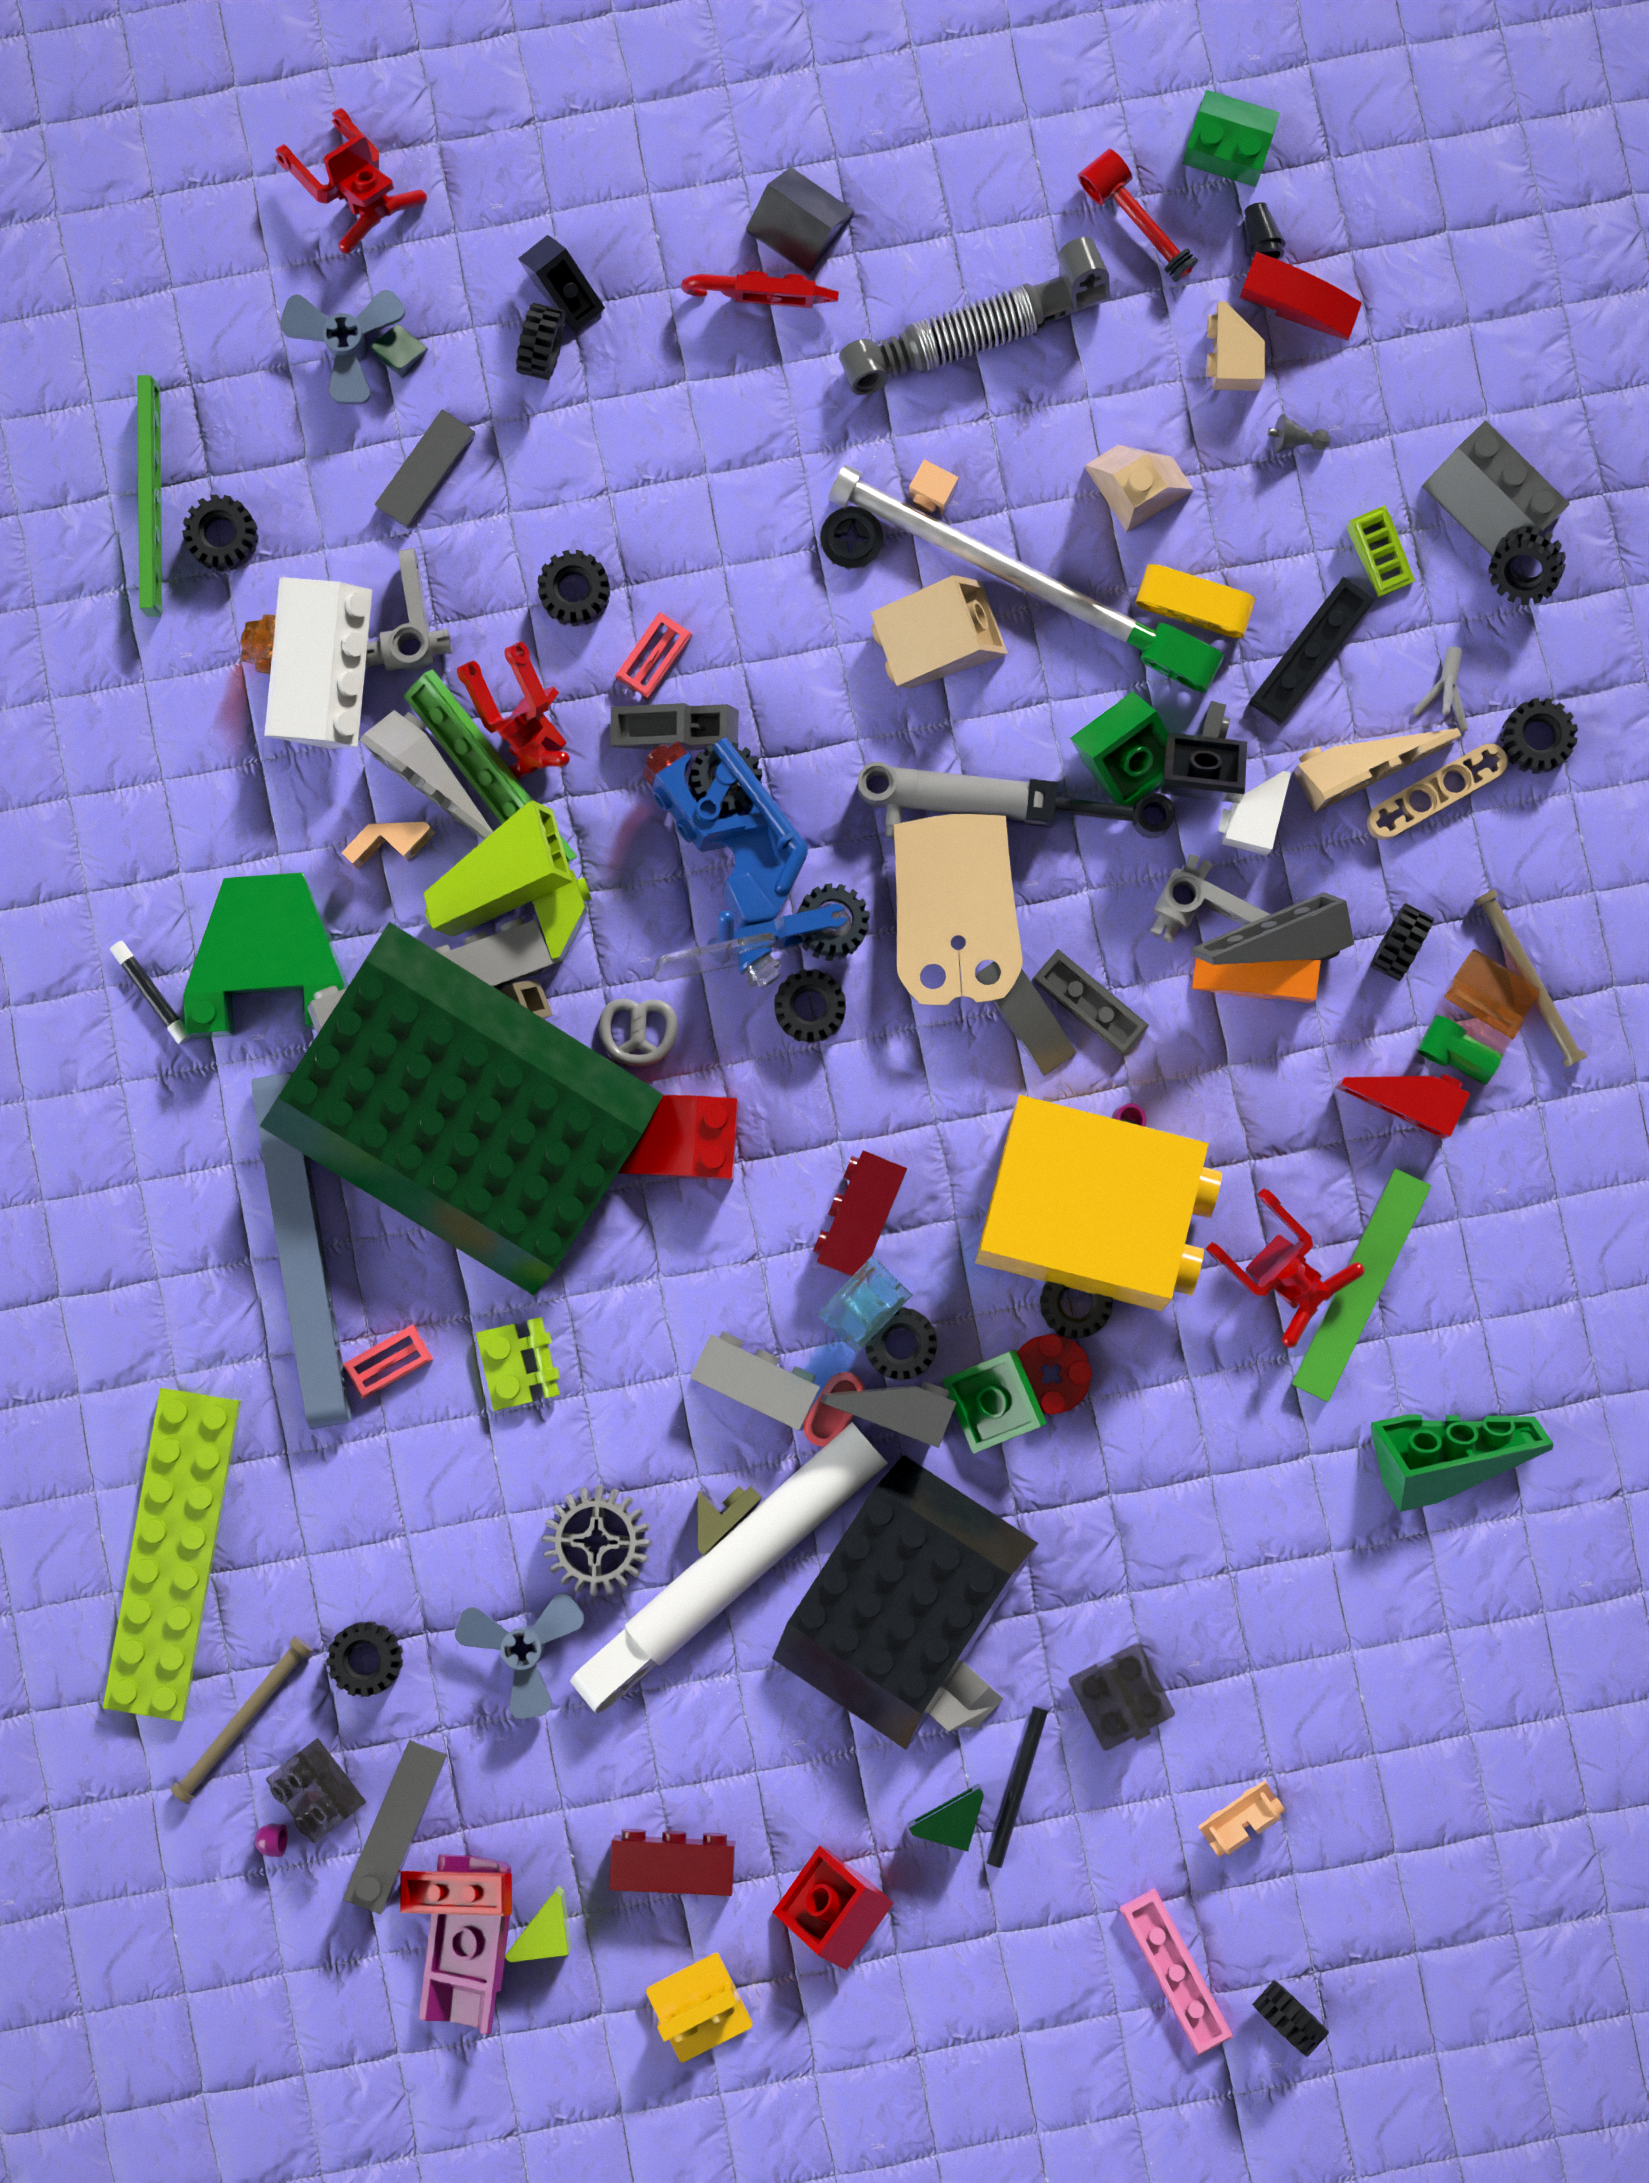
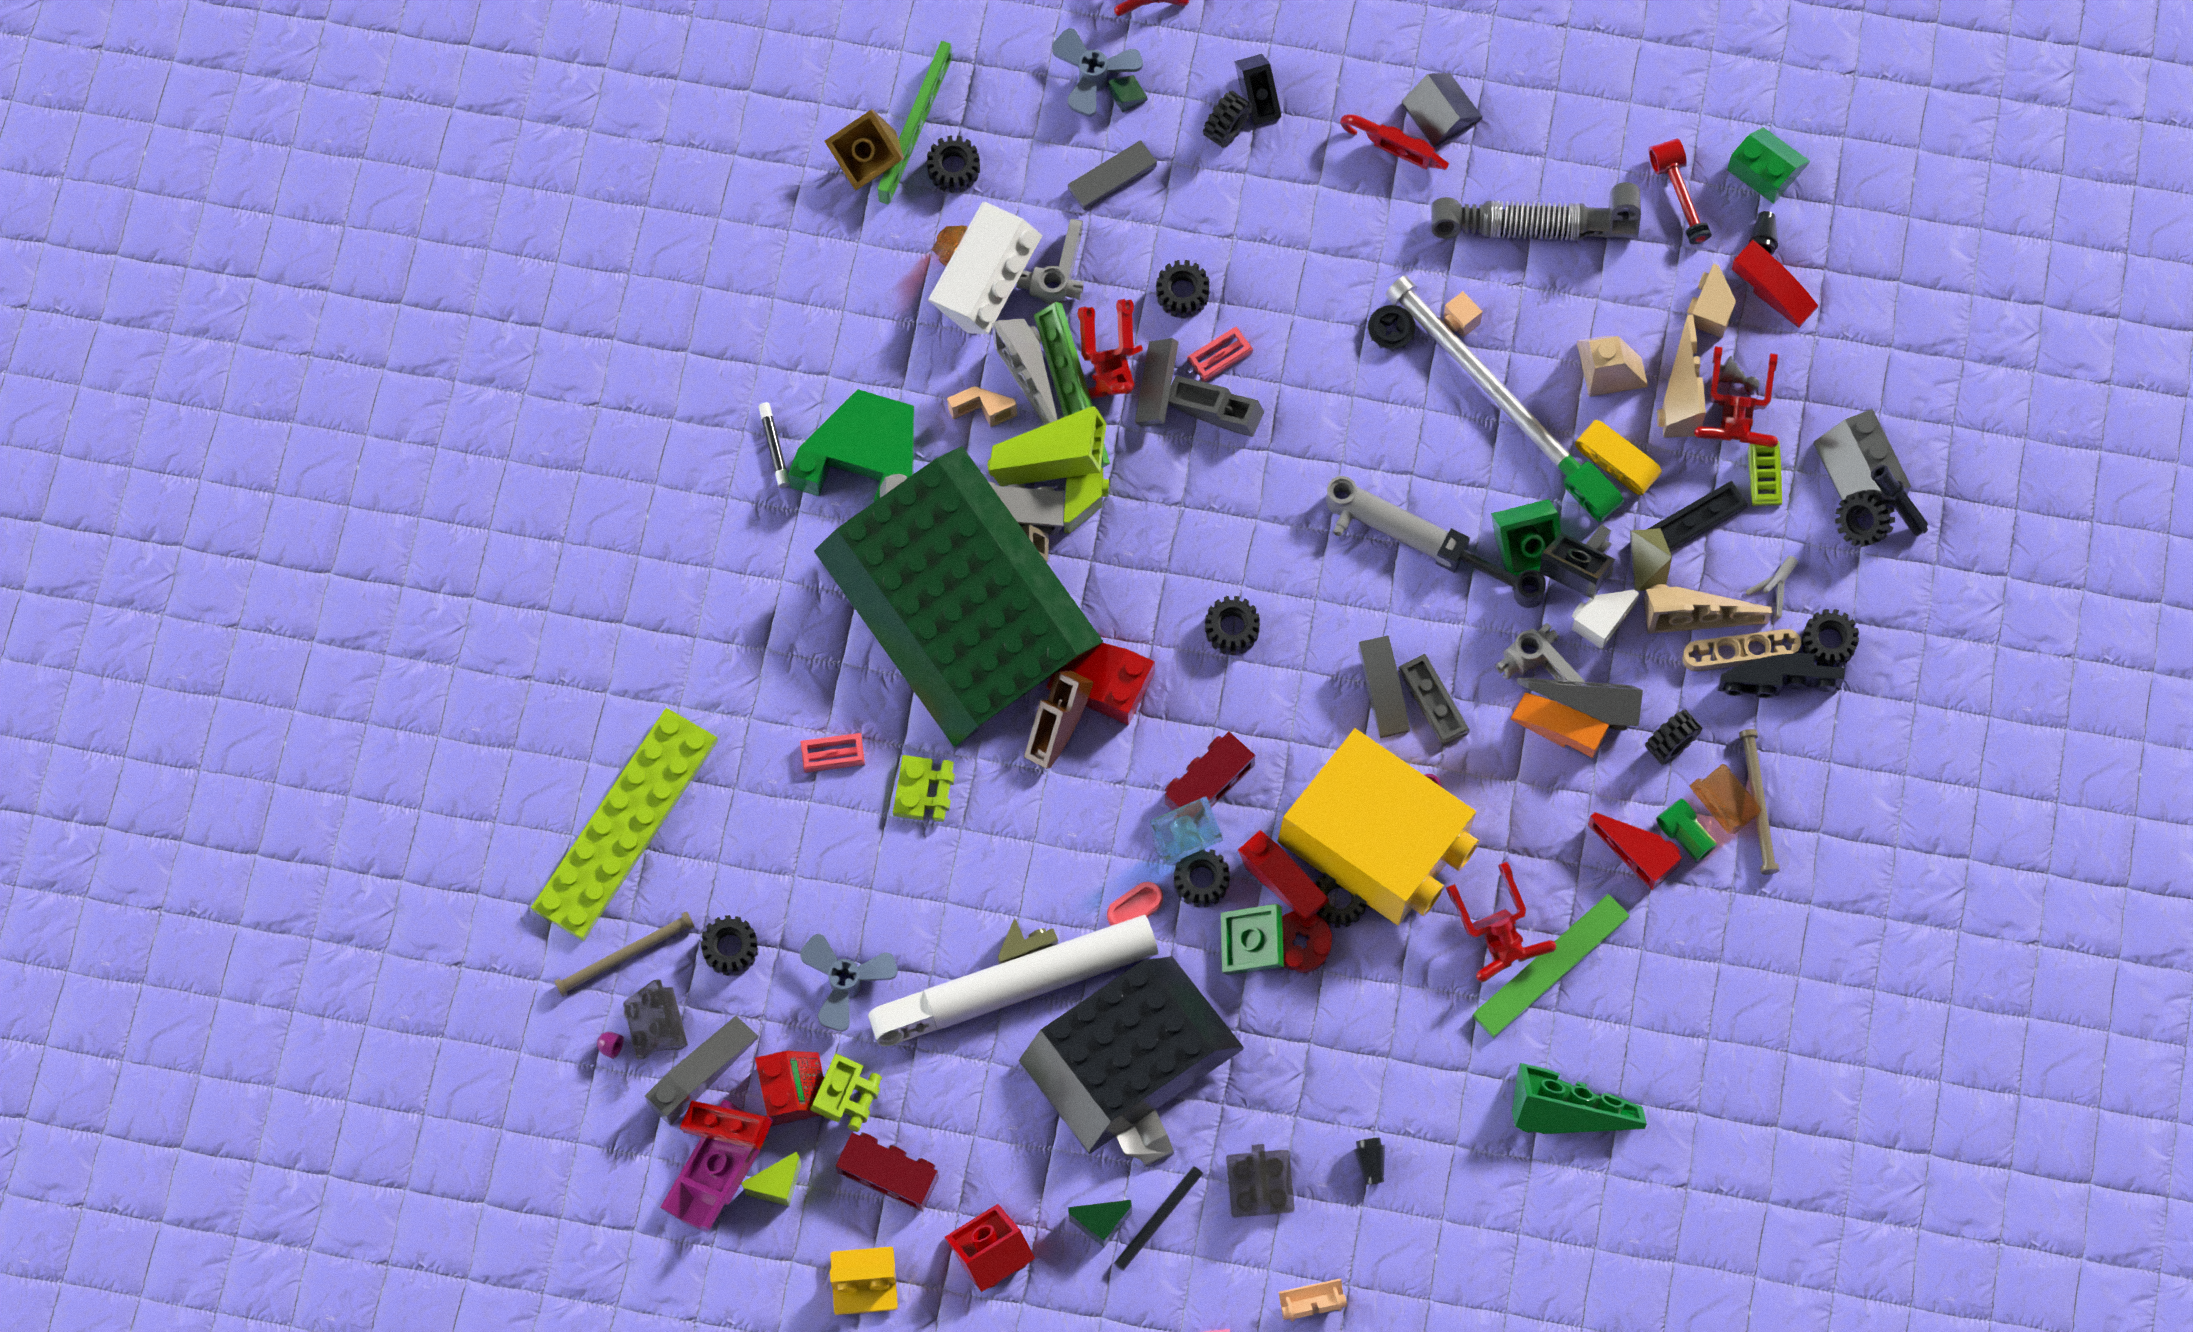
camera: 20 degrees right, 15 degrees down
(103, 561) = (865, 148): none -> pearl gold slope
(303, 1268) = (800, 668): sand blue beam -> none
(515, 1805) = (789, 1084): none -> red slope
(571, 1788) = (836, 1090): none -> lime plate
(591, 725) = (1156, 382): none -> dark grey tile
(595, 1567) = (917, 921): light grey gear -> none
(638, 1032) = (1103, 597): light grey piece -> none
(646, 1213) = (1057, 717): none -> reddish brown slope
(756, 1380) = (1087, 862): light grey brick -> none
(765, 868) = (1234, 474): blue piece -> none
(905, 1409) = (1179, 913): dark grey slope -> none
(937, 632) = (1426, 409): tan slope -> none
(950, 884) = (1364, 575): tan piece -> none
(1001, 1308) = (1281, 875): none -> red slope
(1241, 1614) = (1371, 1159): none -> black cone
(1247, 494) = (1684, 398): none -> tan wedge
(1285, 719) = (1649, 558): none -> olive slope
(1321, 481) = (1738, 410): none -> red piece
(1485, 812) = (1769, 673): none -> black slope
(1556, 523) = (1894, 492): none -> black axle

